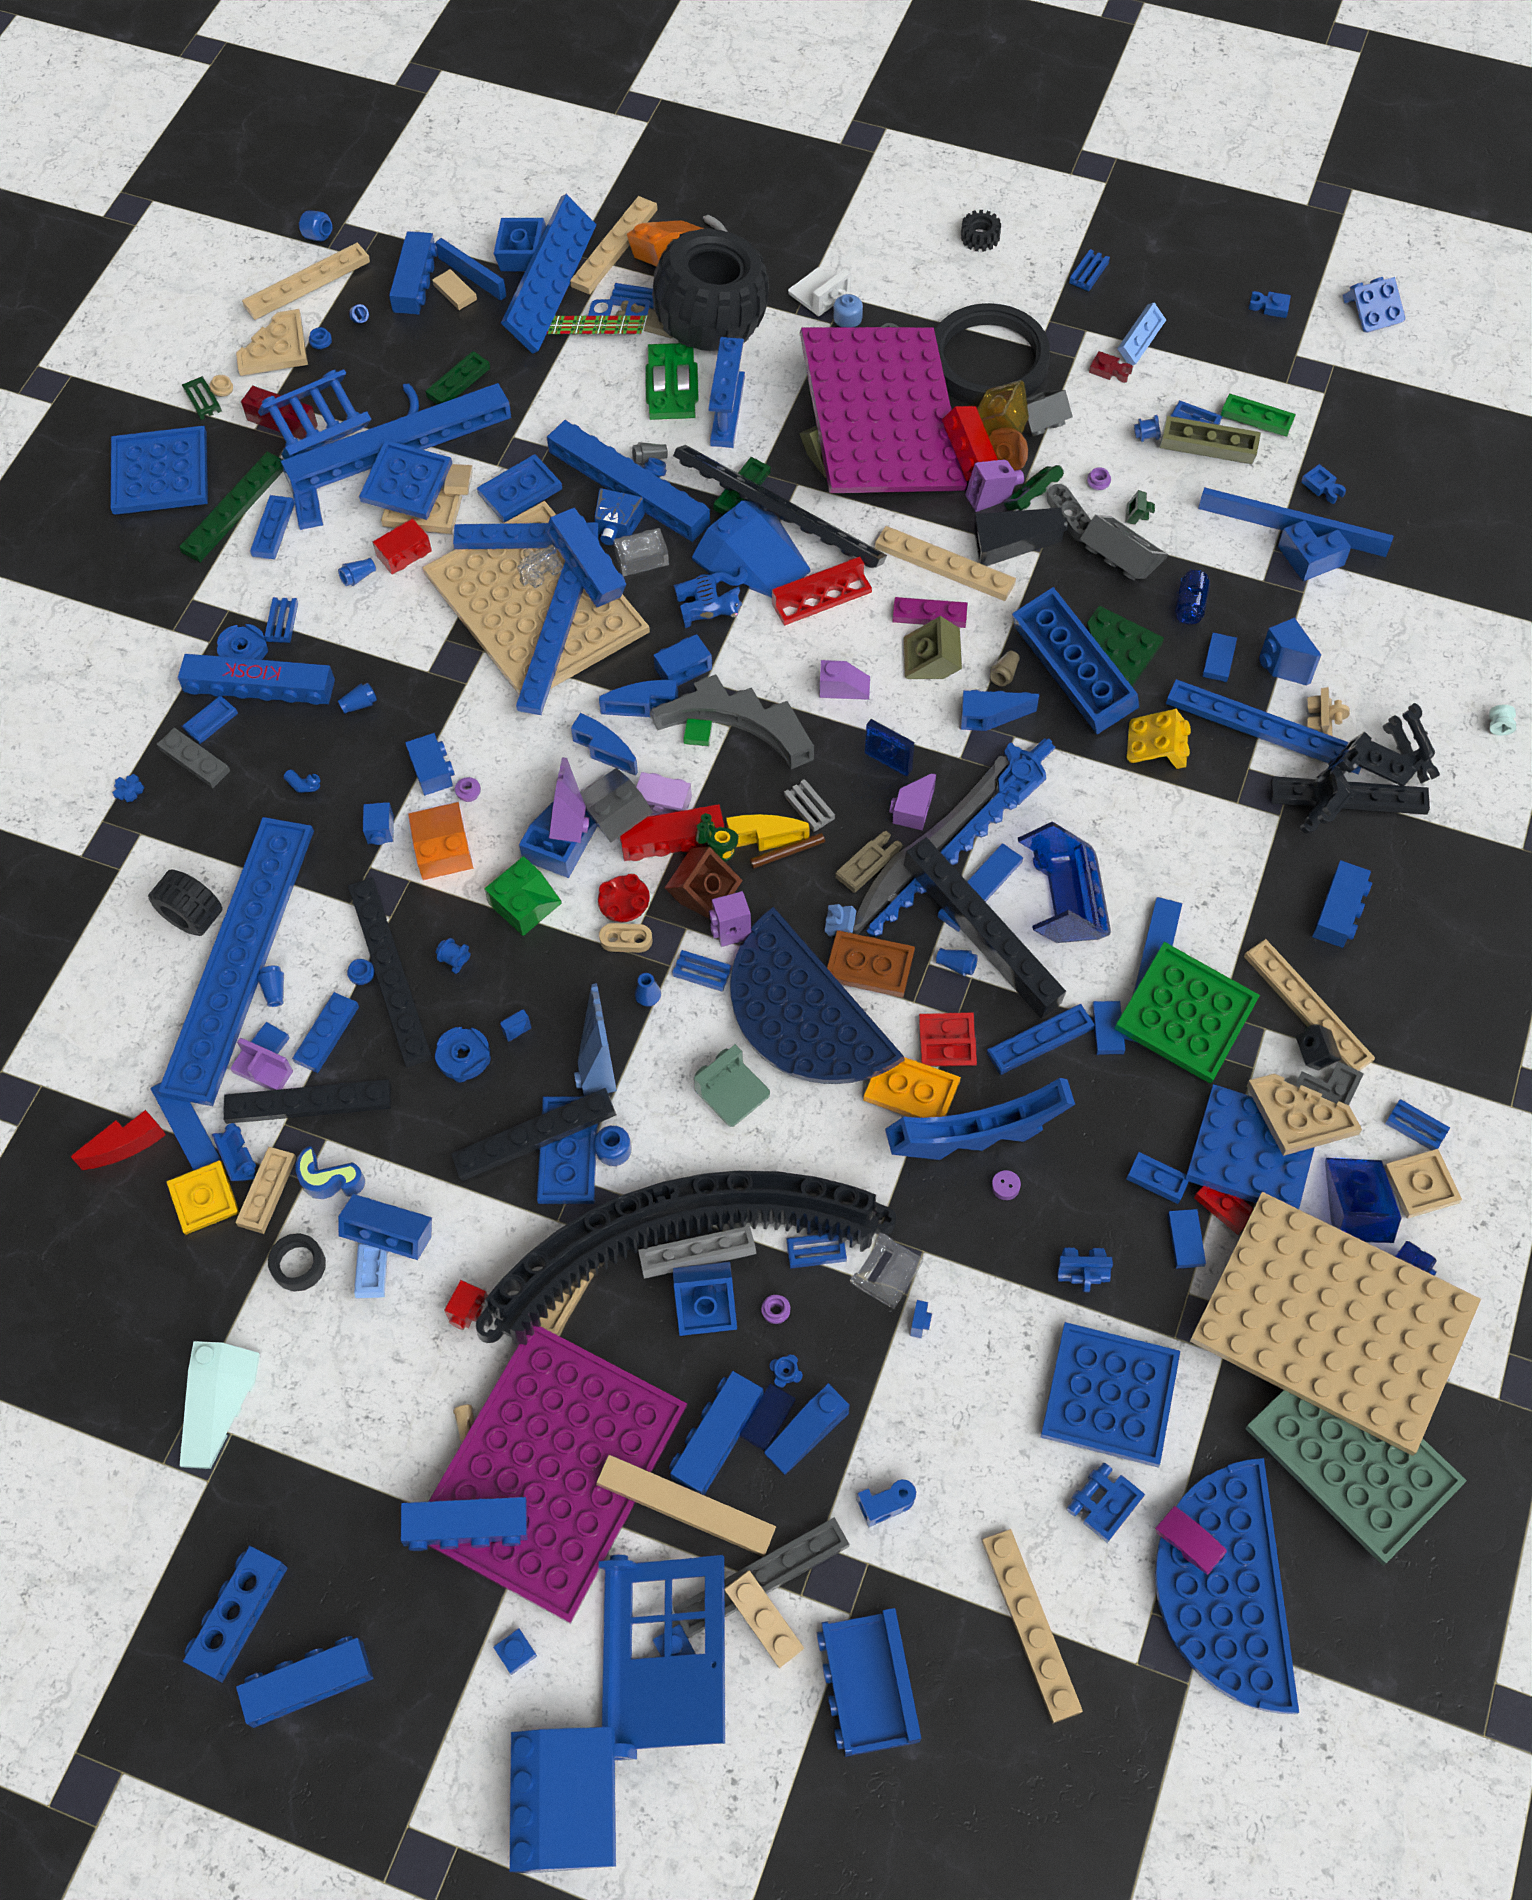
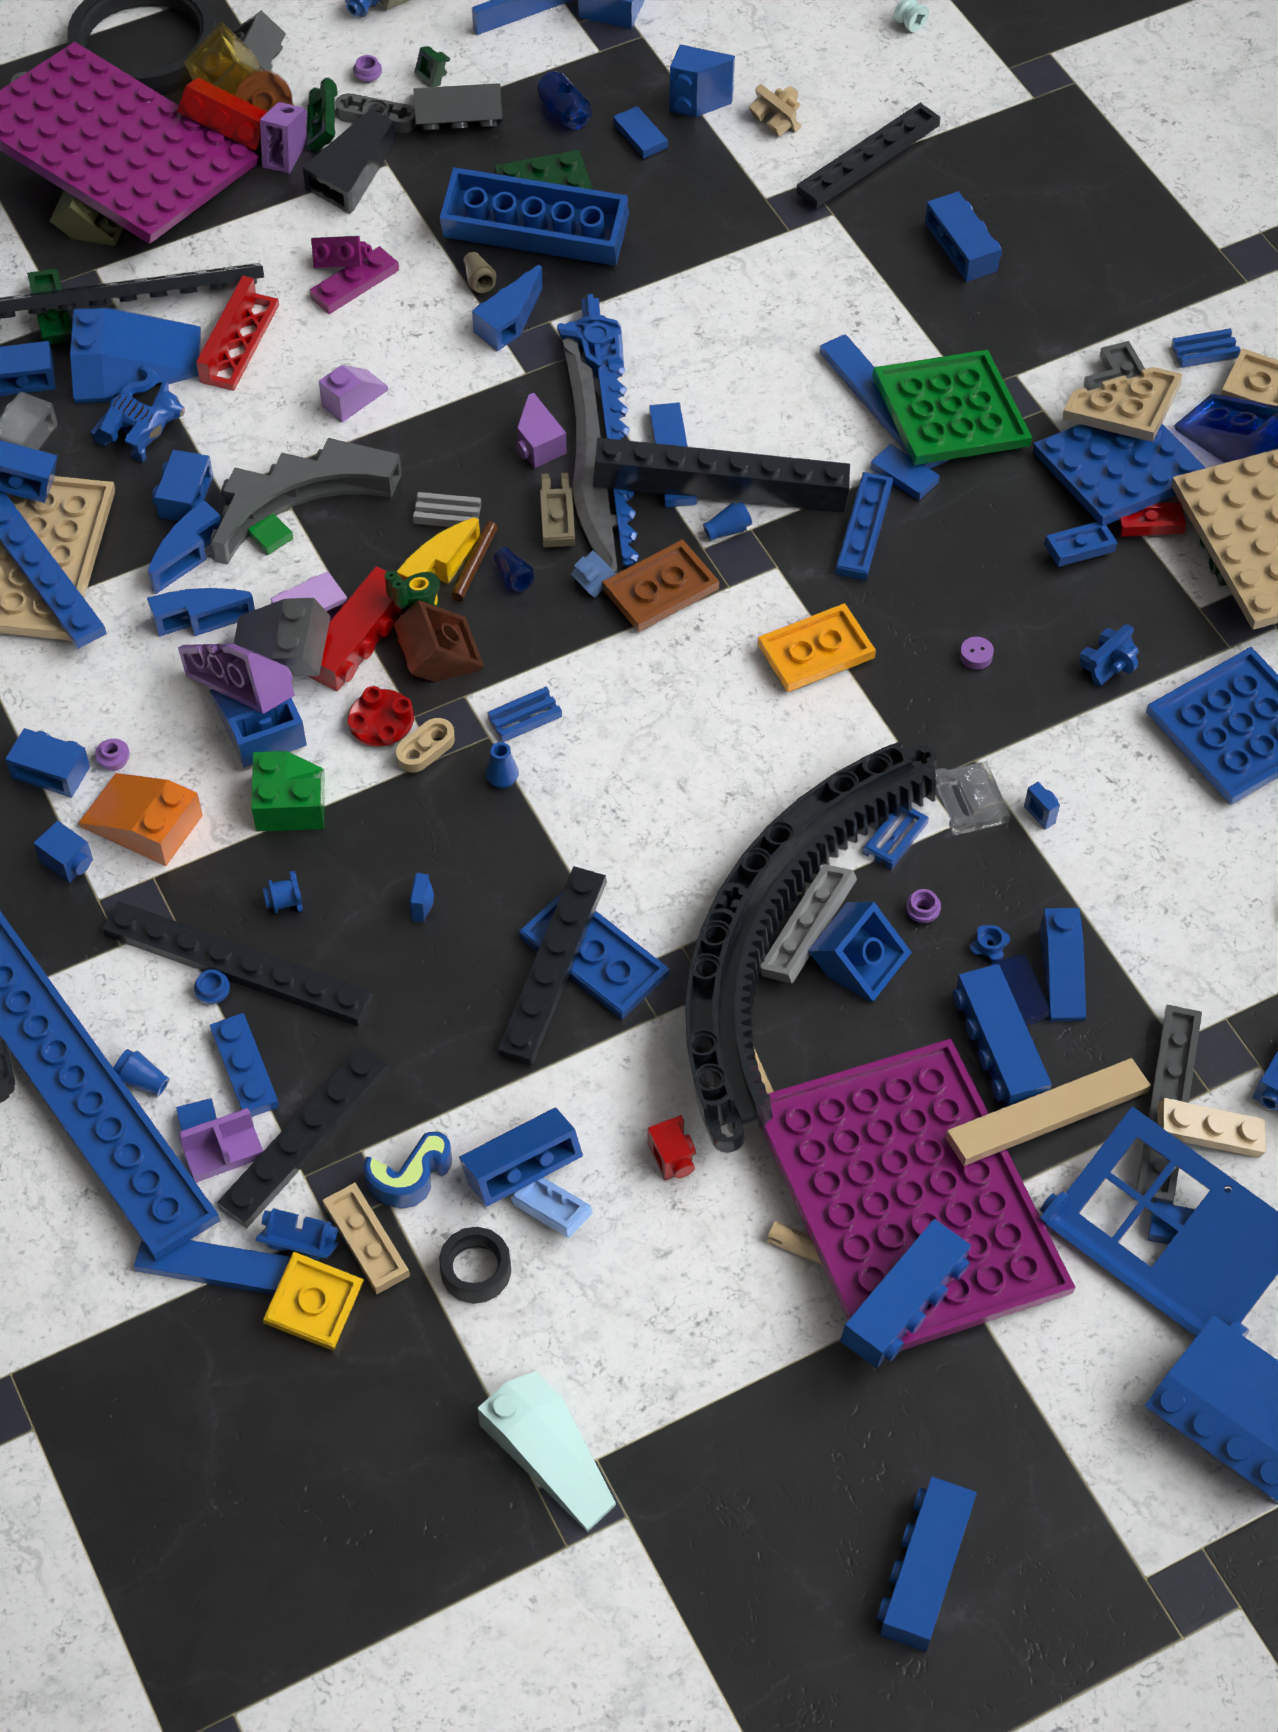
camera: 50 degrees left, 5 degrees down
(119, 1142) = (168, 1334): red slope -> none
(235, 1632) = (783, 1520): blue brick -> none
(462, 1068) = (400, 982): blue plate -> none
(515, 1651) = (1057, 1359): blue plate -> none
(594, 1053) = (523, 834): medium blue slope -> none
(613, 1145) = (635, 907): blue head -> none
(730, 919) = (506, 644): medium lavender brick -> none
(730, 1086) = (671, 777): sand green bracket -> none
(798, 878) = (515, 571): none -> clear blue cone
(801, 1013) = (654, 668): dark blue plate -> none
(887, 1503) = (1190, 951): blue leg -> none
(889, 747) = (466, 403): clear blue tile -> none
(933, 650) = (399, 305): olive slope -> none
(935, 588) = (339, 251): none -> magenta hinge
(945, 563) = (297, 236): tan plate -> none
(947, 1039) = (794, 588): red slope -> none
(980, 1129) = (888, 656): blue arch -> none
(1073, 884) = (743, 390): clear blue windscreen -> none
(1158, 737) = (671, 227): yellow bracket -> none
(1186, 1238) = (1152, 569): blue tile -> none
(1256, 722) = (742, 154): blue plate -> none
(1306, 1002) = (1025, 331): tan tile -> none
(1318, 1047) = (1075, 348): black brick -> none
(1333, 789) = (848, 112): black piece -> none

